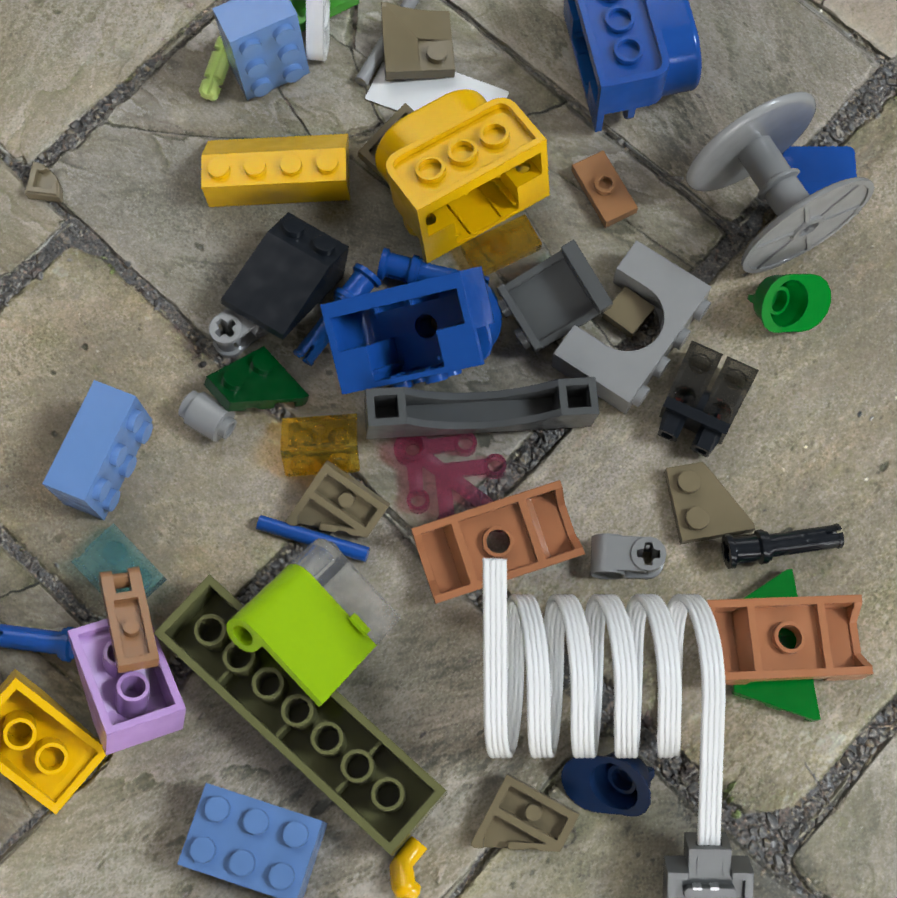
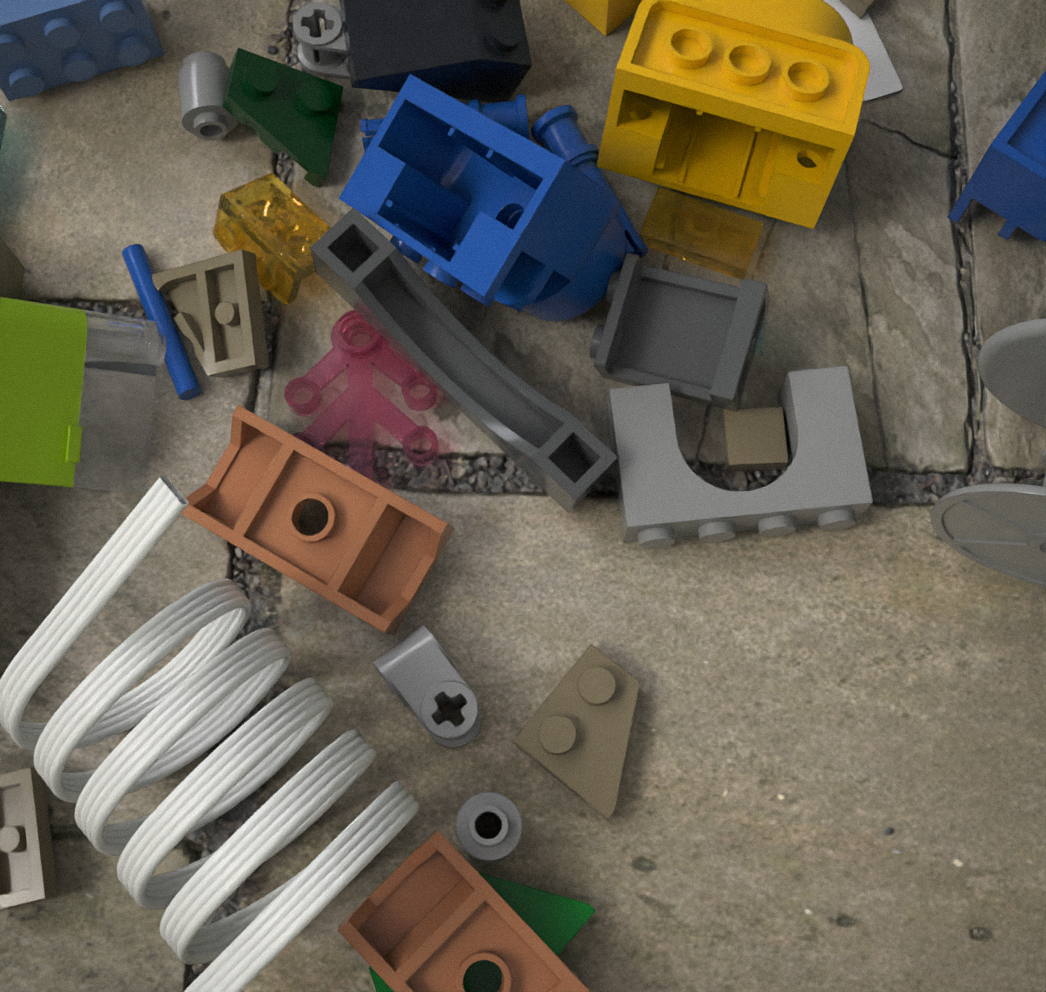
camera: 45 degrees right, 0 degrees up
(604, 189) = (885, 285): medium nougat plate -> none
(609, 784) = (111, 919): dark blue piece -> none
(696, 408) = (705, 620): clear smoke hips -> none
(721, 569) = (504, 843): none -> light grey brick
(764, 546) = (592, 849): black pin -> none
(791, 302) = (951, 620): green piece -> none

